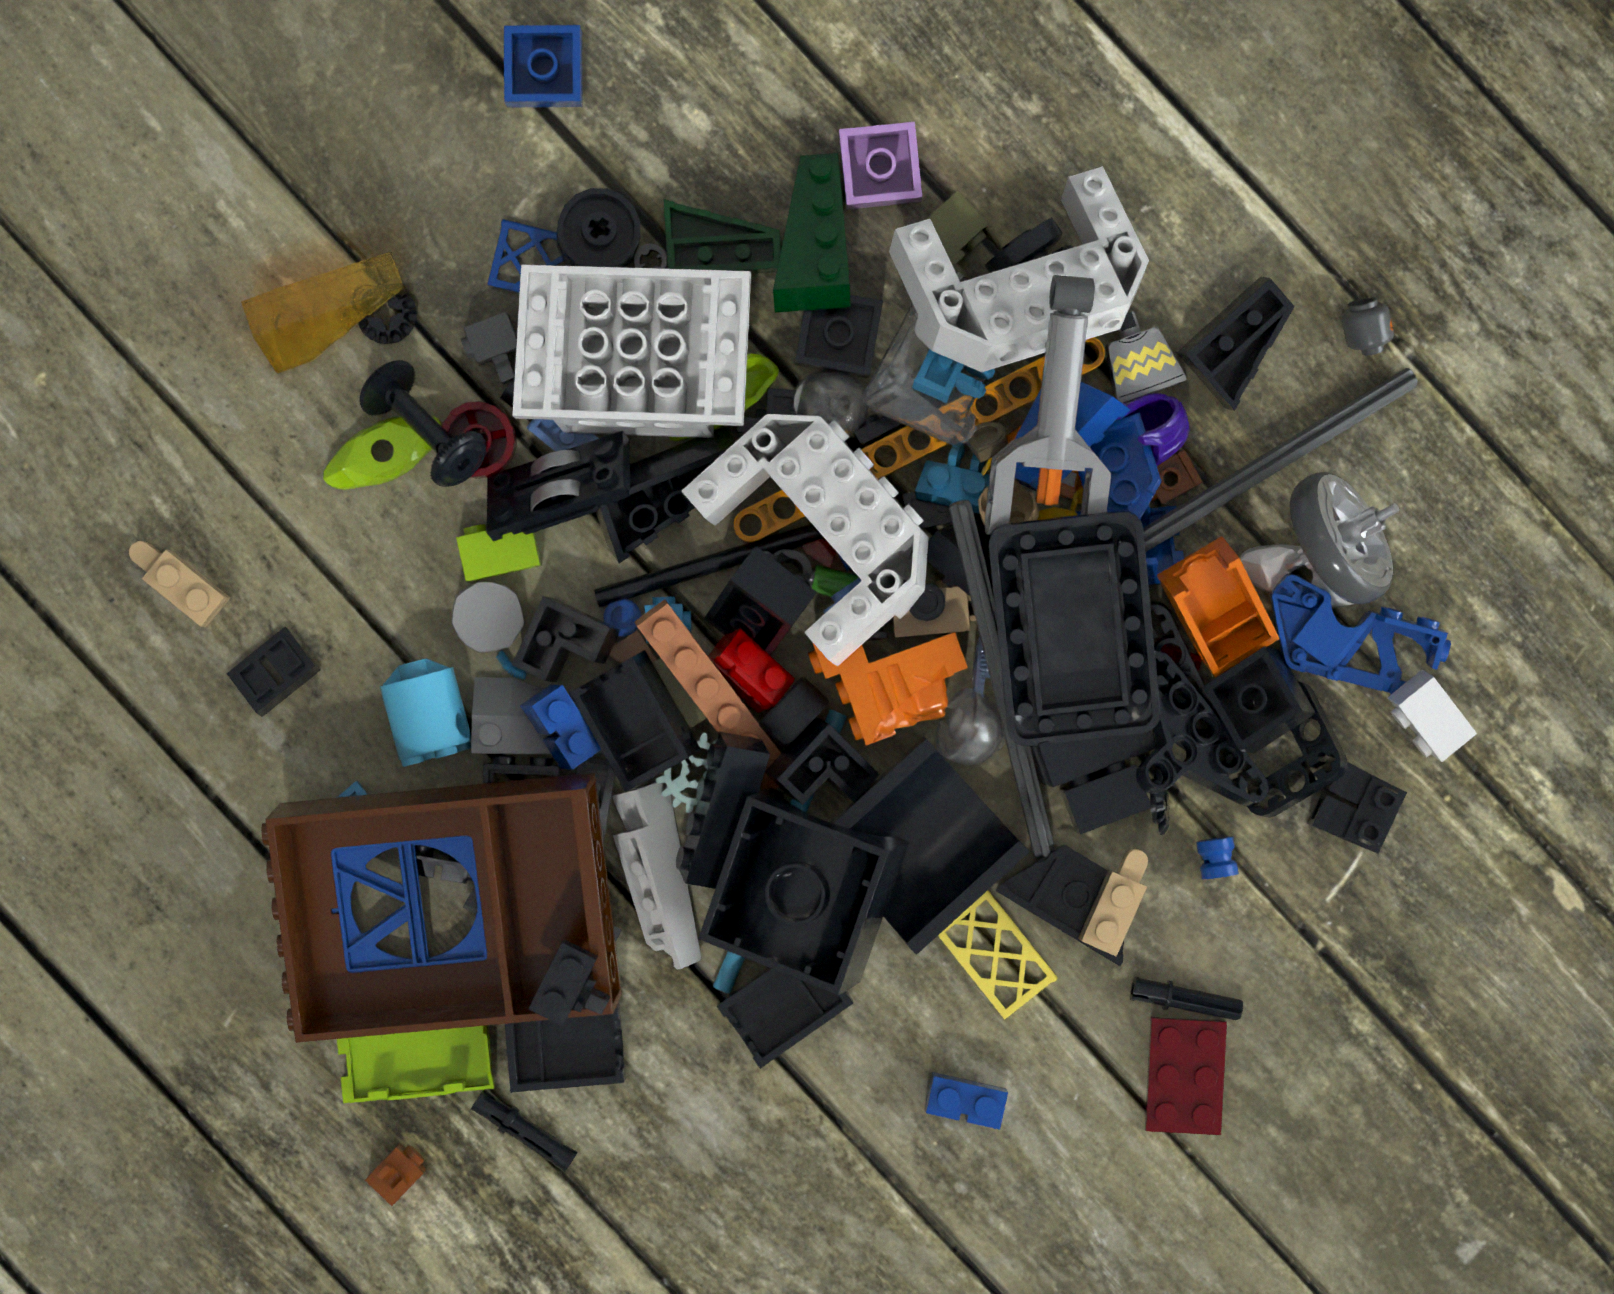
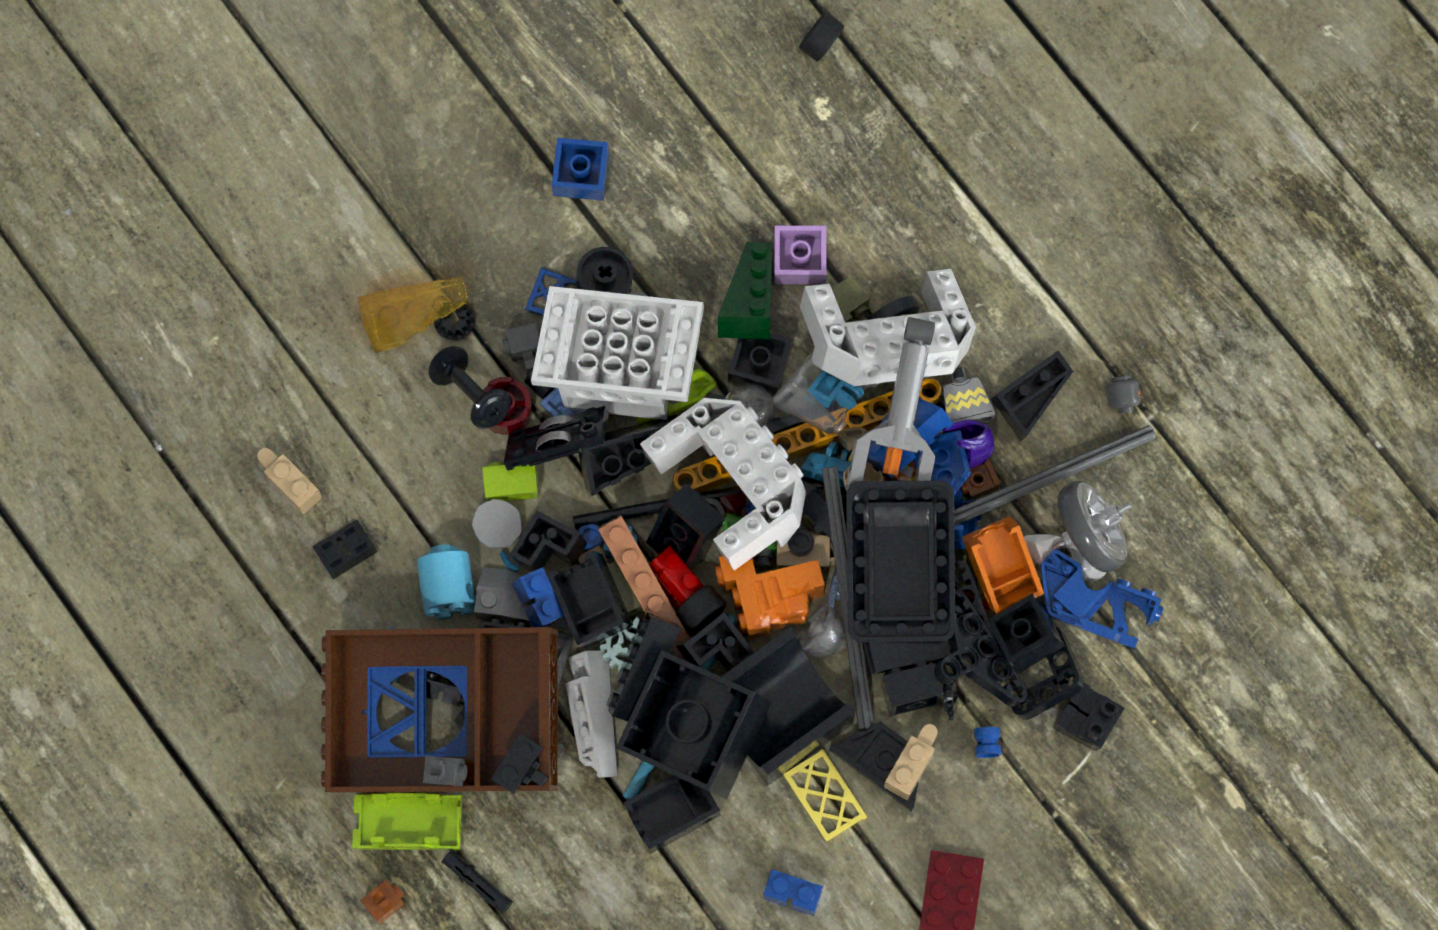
camera: 10 degrees right, 15 degrees down
(355, 465) = (420, 416): lime piece -> none
(461, 1004) = (444, 771): none -> dark grey brick
(565, 1056) = (513, 823): black piece -> none
(717, 242) = (675, 284): dark green wedge -> none
(1185, 999) = (956, 839): black axle -> none
(1431, 716) = (1146, 659): white brick -> none

